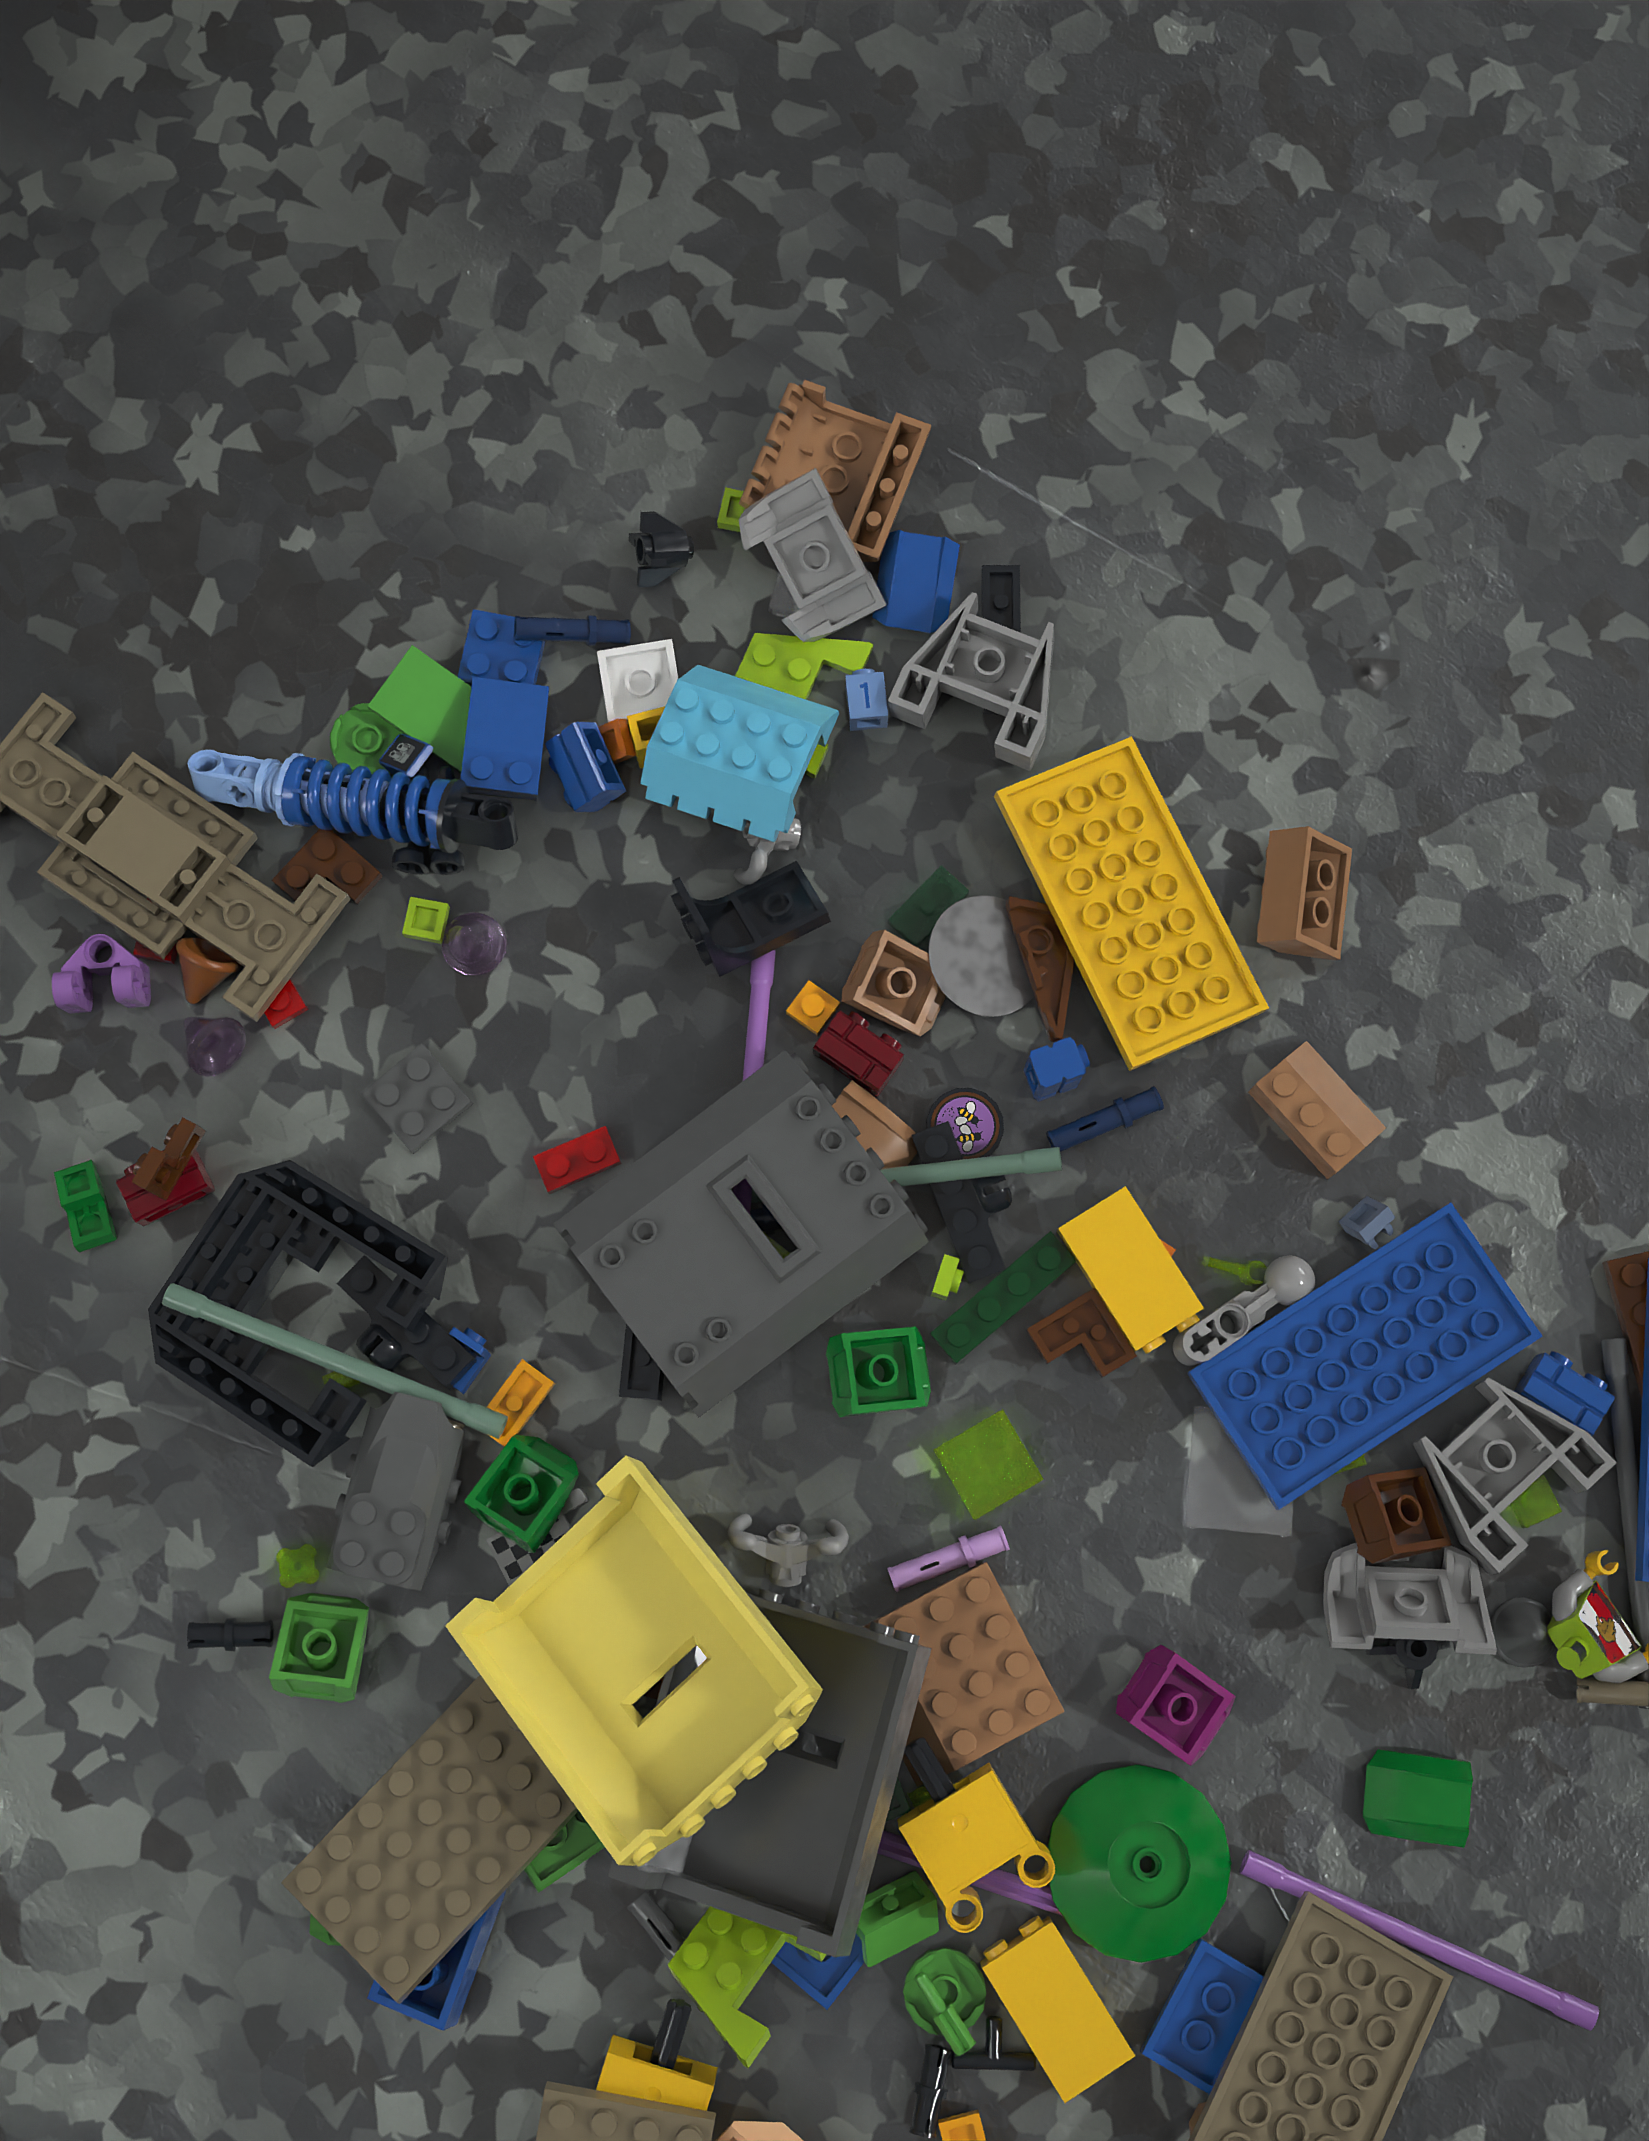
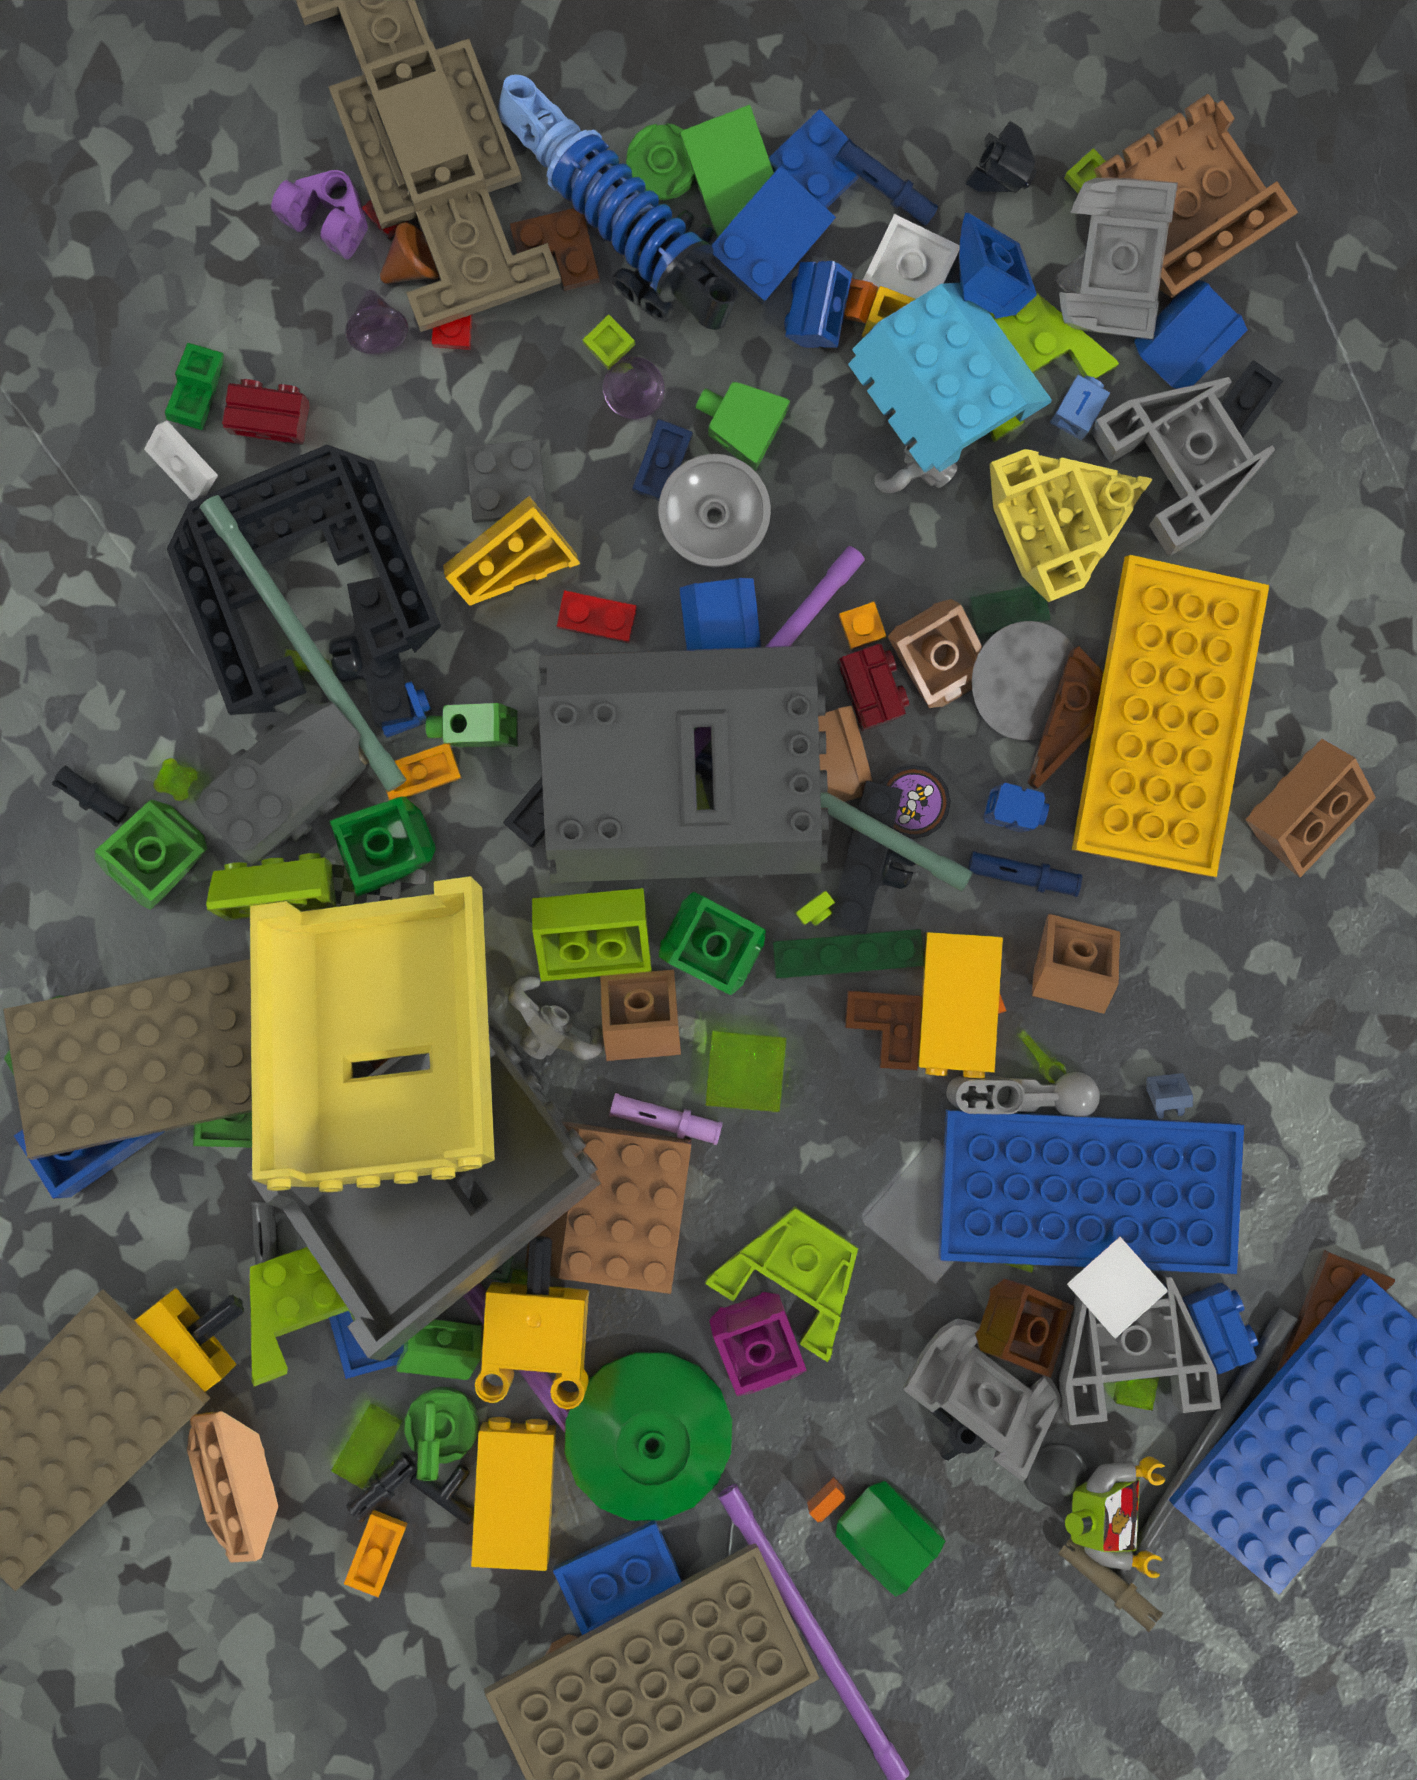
camera: 35 degrees right, 10 degrees up
(116, 1279) = (180, 461): none -> white plate
(161, 1170) = (265, 401): reddish brown plate -> none
(405, 755) = (683, 194): slope -> none
(463, 1158) = (508, 554): none -> yellow wedge
(475, 1574) = (302, 883): none -> lime slope
(542, 988) = (662, 458): none -> dark blue plate
(549, 1319) = (486, 725): none -> bright green torso
(588, 906) = (744, 420): none -> bright green torso
(612, 972) = (719, 485): none -> light grey dish
(683, 1082) = (720, 614): none -> blue slope
(712, 639) = (993, 269): none -> blue slope
(751, 918) = (863, 520): black bracket -> none
(767, 1440) = (591, 934): none -> lime slope
(860, 1481) = (640, 1015): none -> medium nougat slope
(889, 2063) = (366, 1446): none -> clear neon green plate
(915, 800) = (1060, 516): none -> light yellow wedge
(1162, 1598) = (803, 1260): none -> lime wing
(1206, 1165) = (1077, 964): none -> medium nougat slope
(1317, 1110) = (1194, 982): medium nougat slope -> none
(1338, 1804) = (826, 1500): none -> orange tile
(1448, 1420) = (1117, 1287): none -> white sticker

